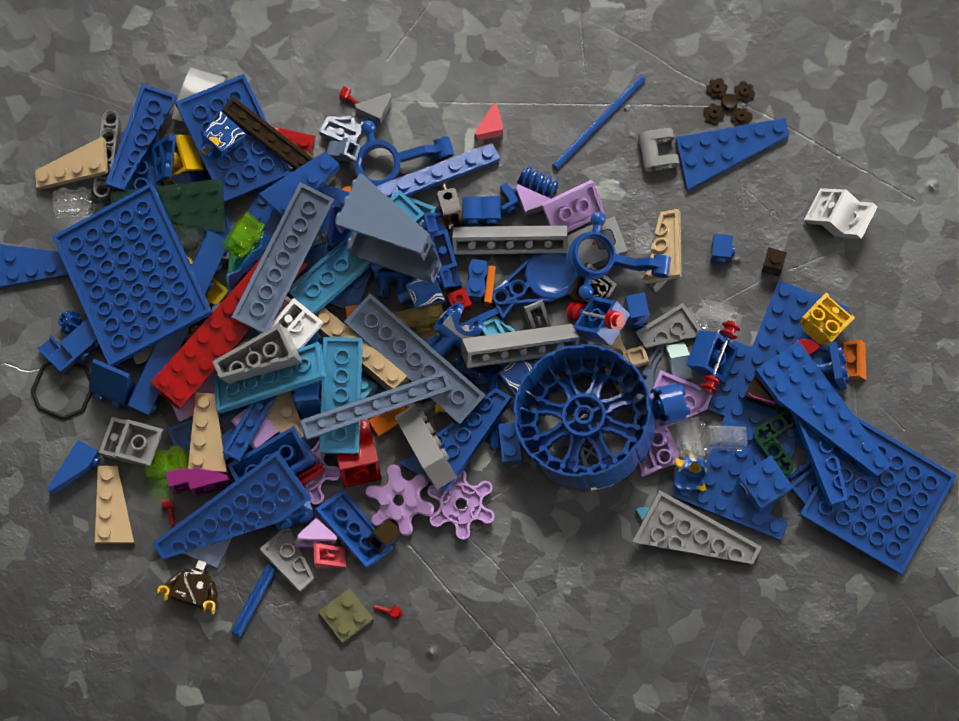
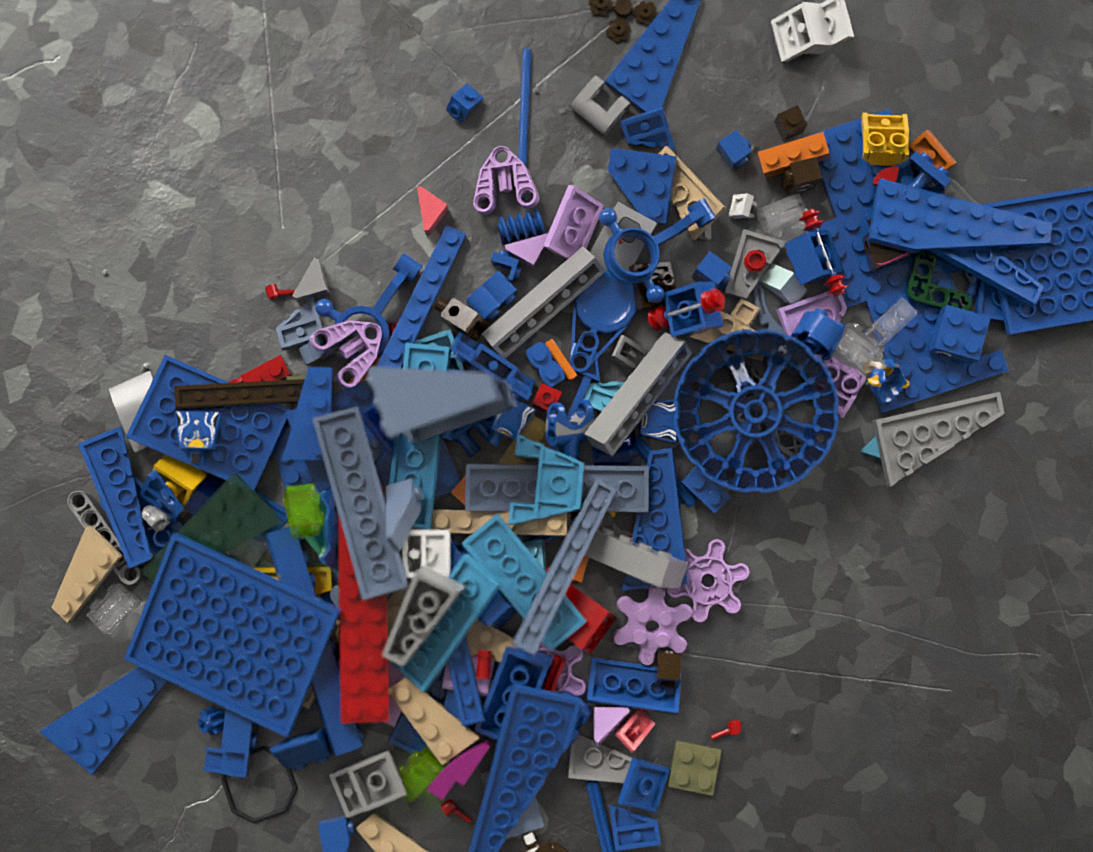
camera: 40 degrees left, 10 degrees up
(148, 168) = (156, 518): none -> light grey arm
(270, 426) = (484, 664): none -> red pin
(271, 618) = (633, 829): none -> blue wing
(303, 286) = (402, 510): none -> sand blue slope
(303, 595) = (644, 785): none -> blue tile
(363, 148) = (359, 365): none -> lavender connector
(414, 354) = (556, 487): none -> dark azure wing
(553, 141) = (487, 182): none -> lavender connector
(571, 76) = (463, 102): none -> blue bracket
(645, 220) = (645, 180): none -> blue plate
(671, 327) = (755, 261): none -> red plate
(677, 190) = (648, 129): none -> blue wing
(694, 287) = (741, 206): none -> white tile
(749, 299) = (801, 176): none -> dark brown brick
(757, 282) = (776, 159): none -> orange brick

